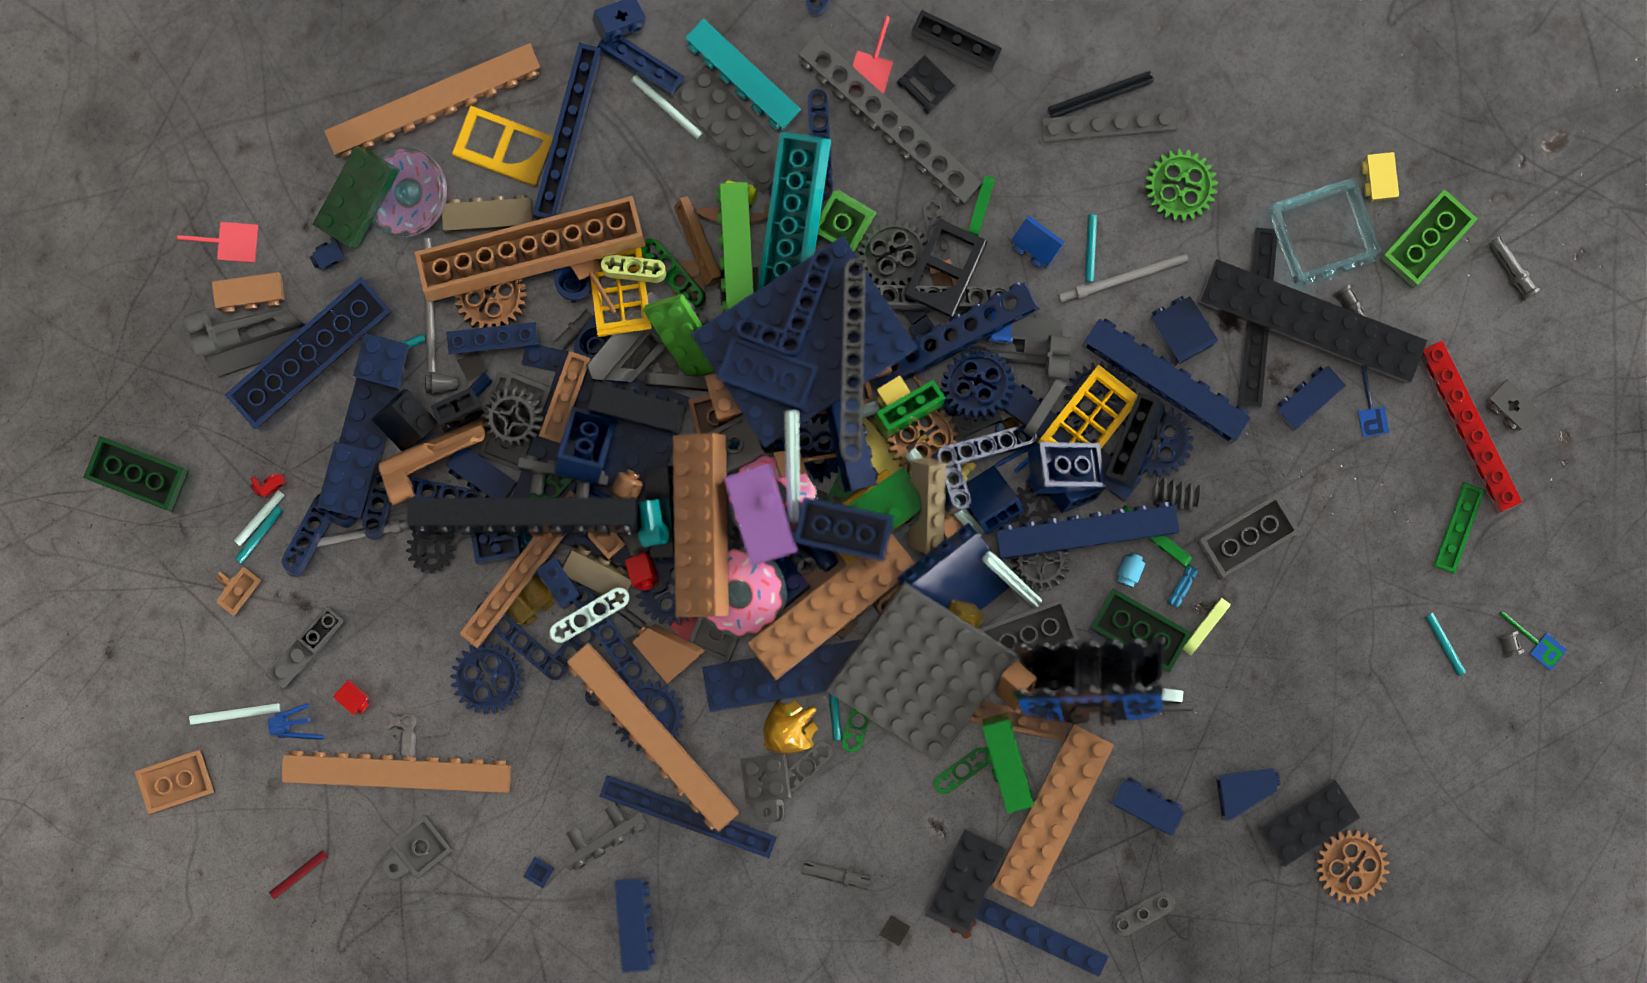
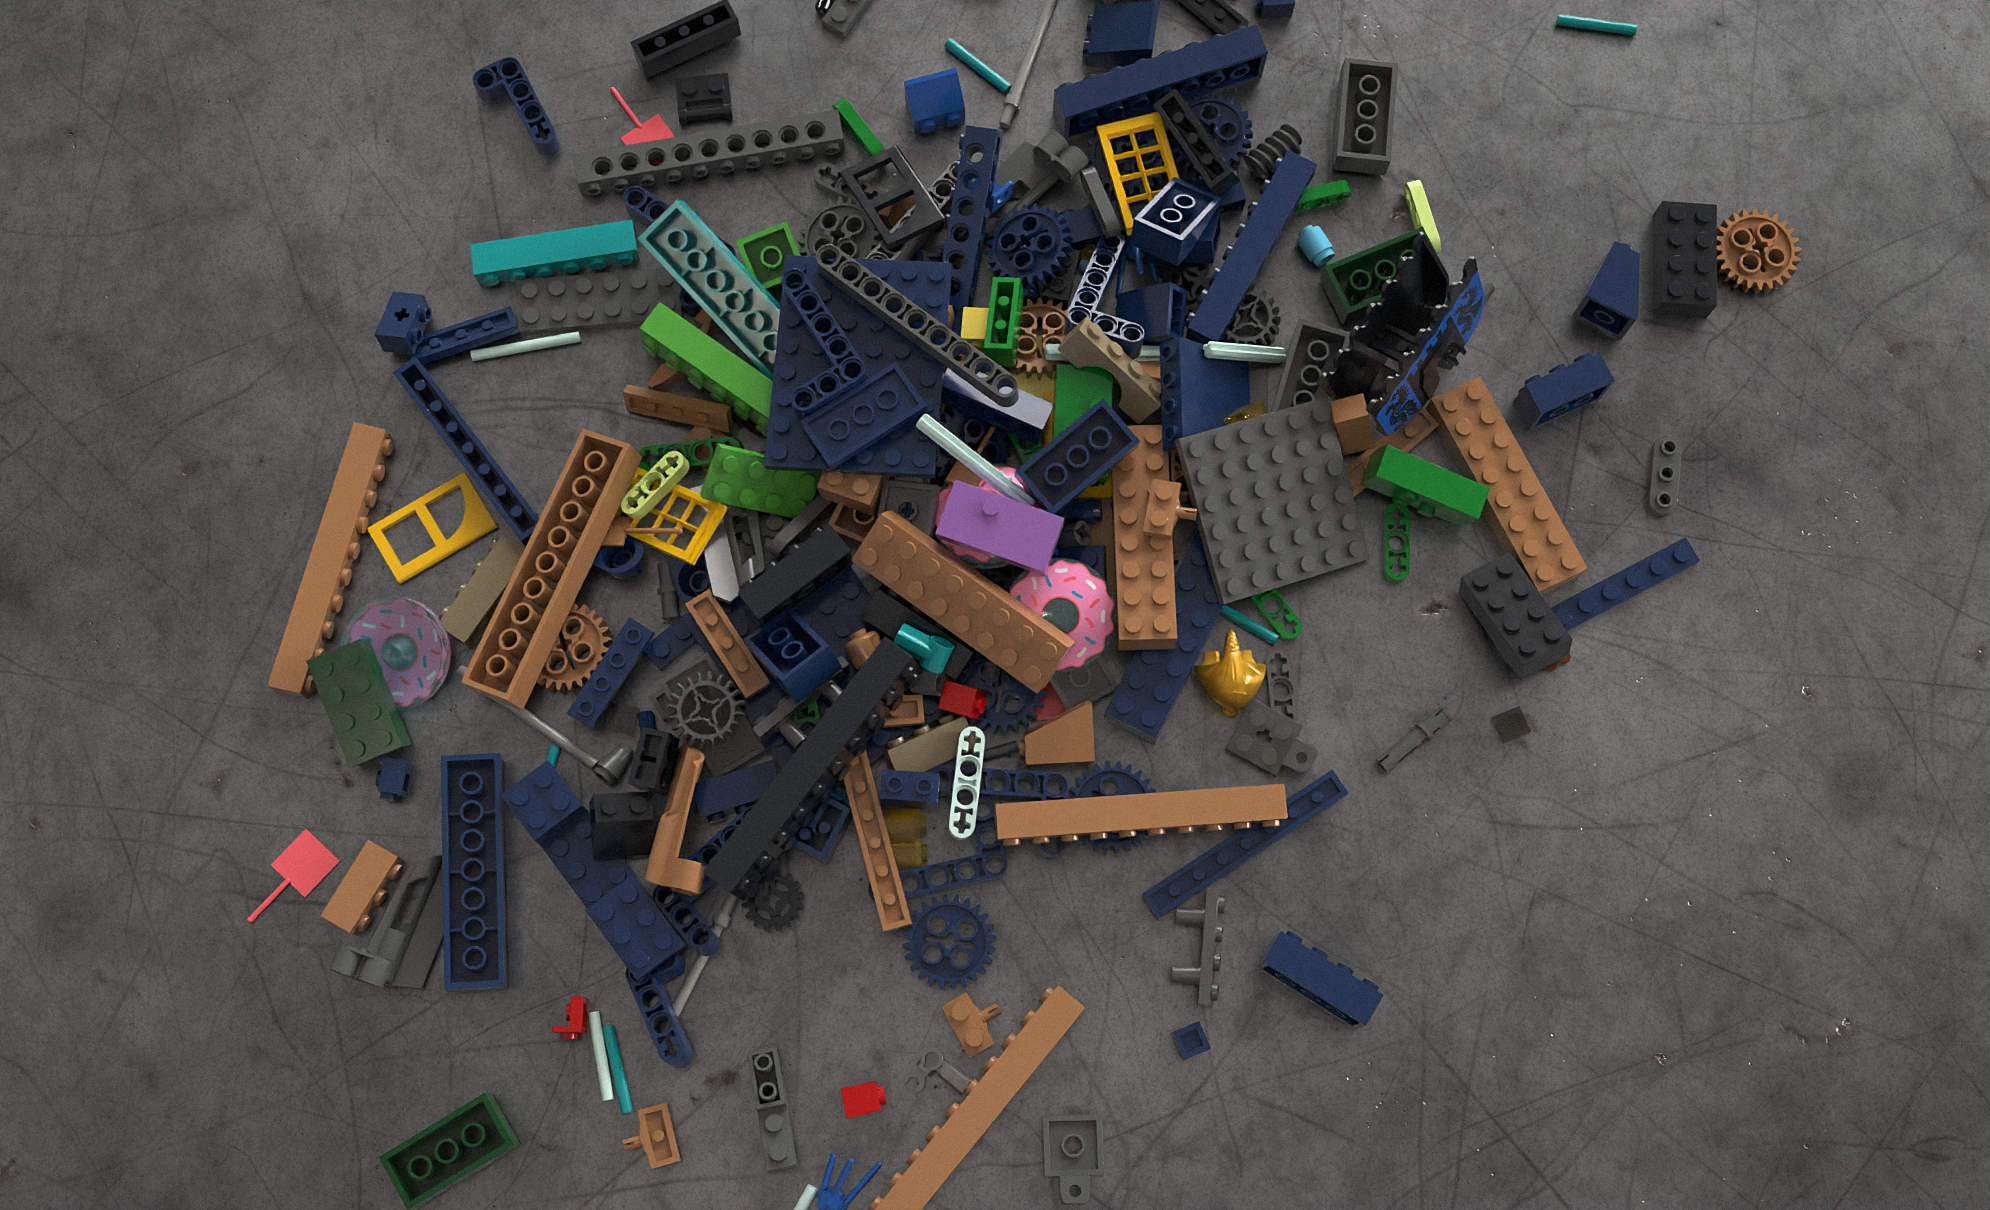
camera: 55 degrees left, 10 degrees down
(448, 728) = (970, 1023): none -> medium nougat plate
(855, 609) = (1165, 509): none -> medium nougat plate
(1183, 586) = (1366, 212): dark azure axle -> none

